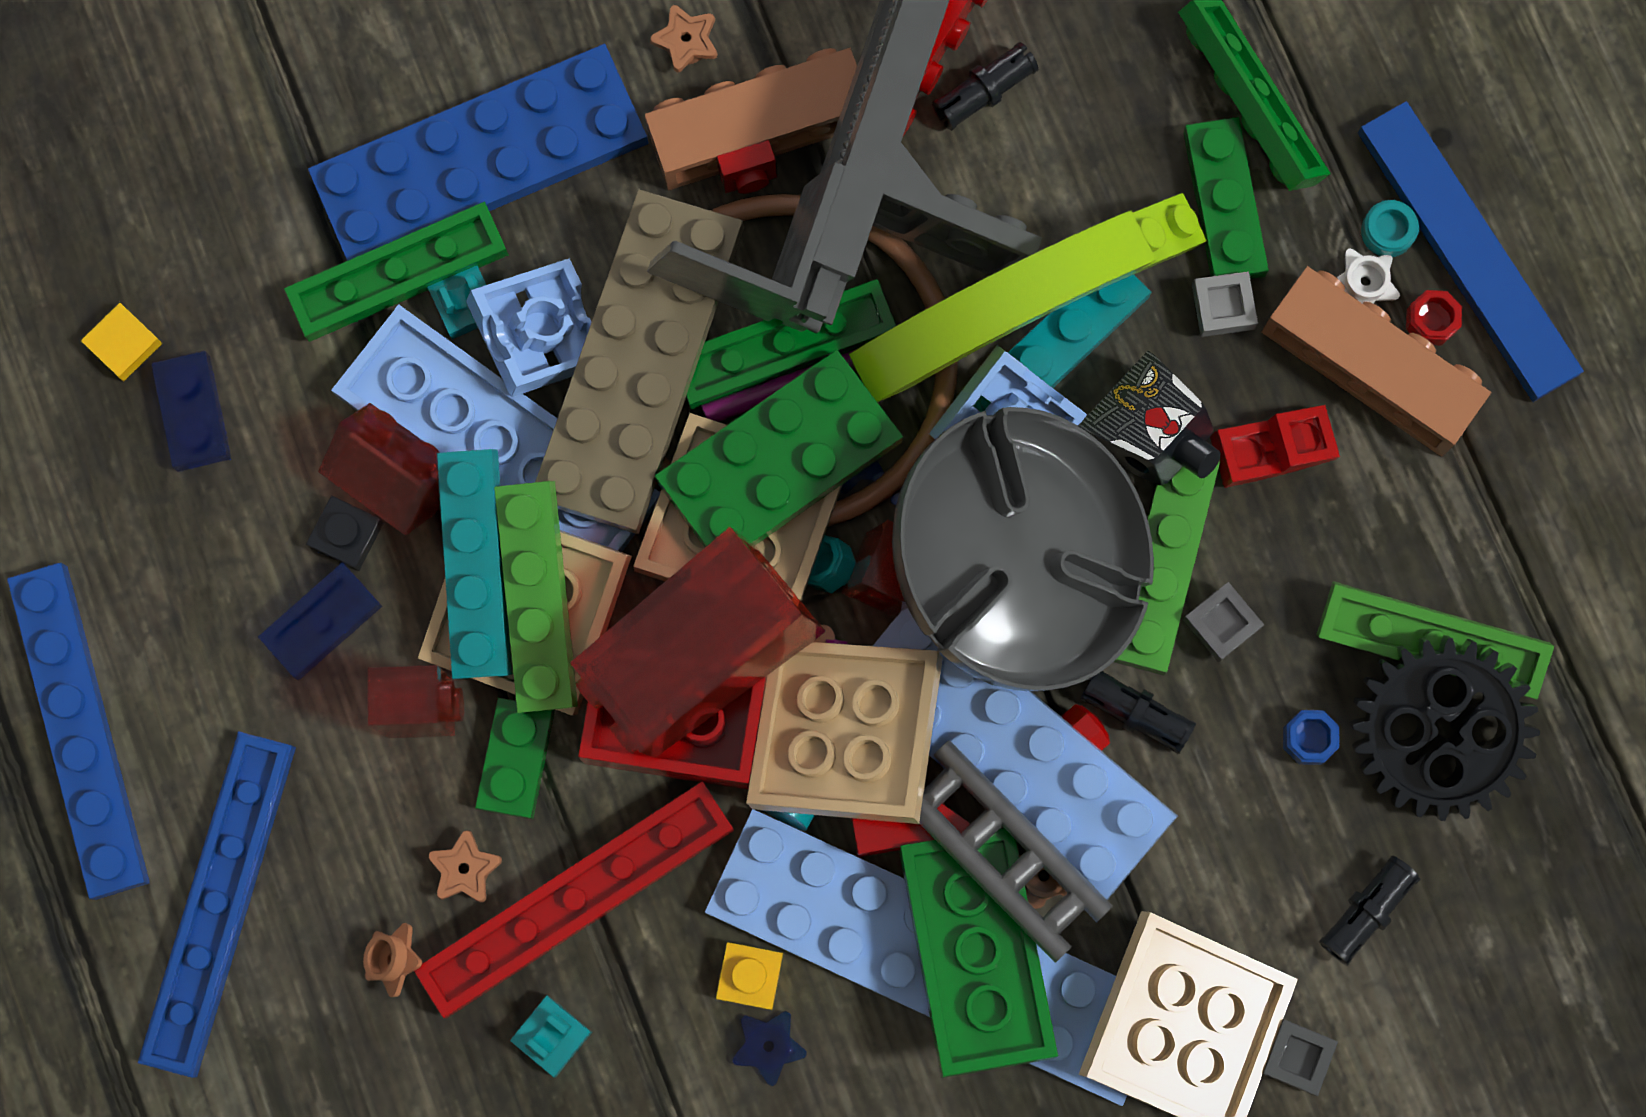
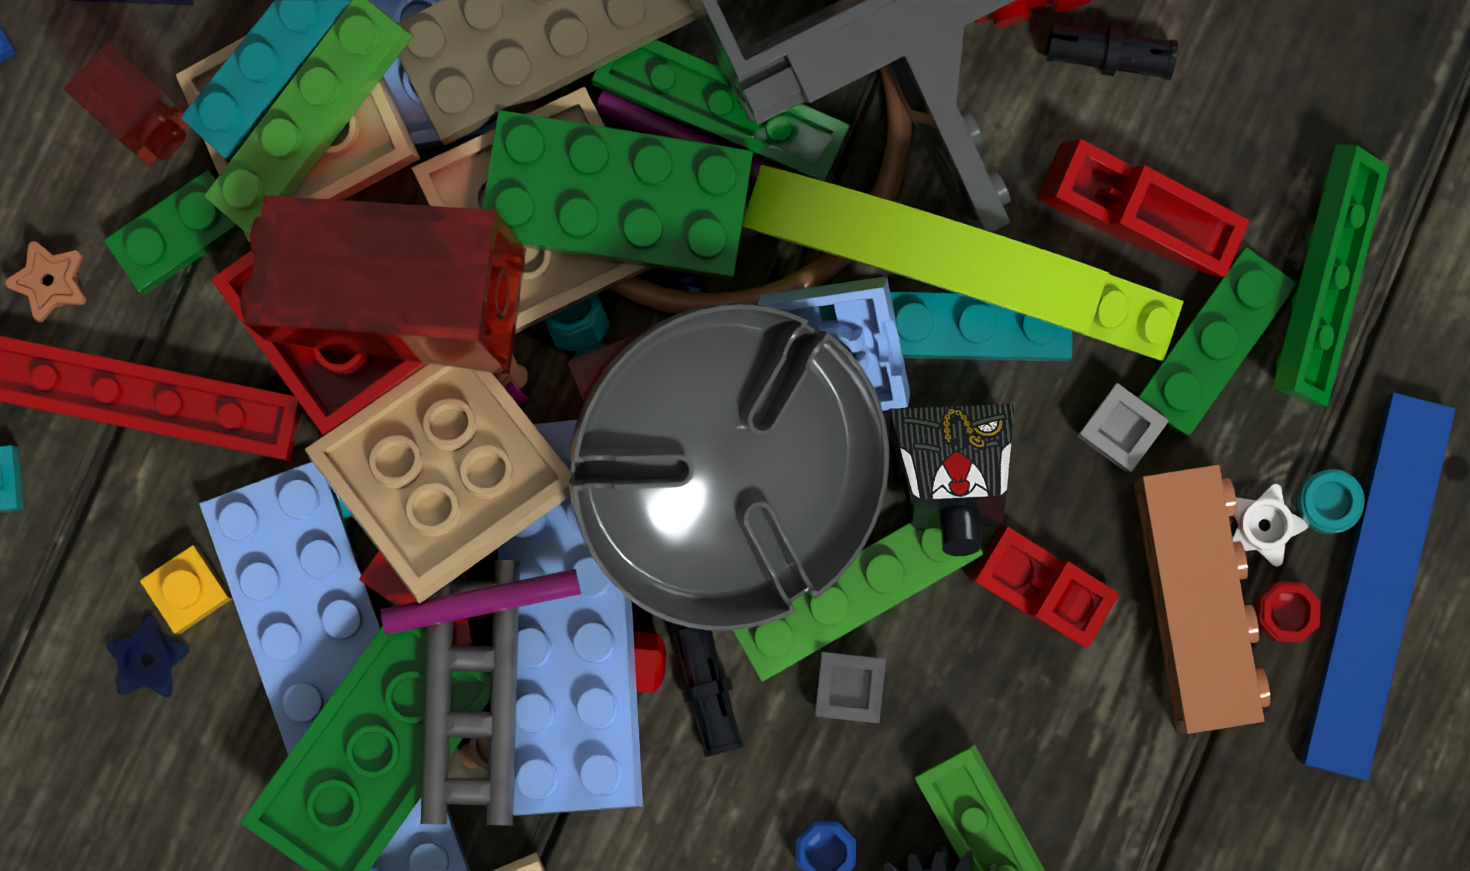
camera: 45 degrees right, 5 degrees up
(954, 785) = (480, 601): none -> magenta bar
(1100, 161) = (1142, 208): none -> red slope

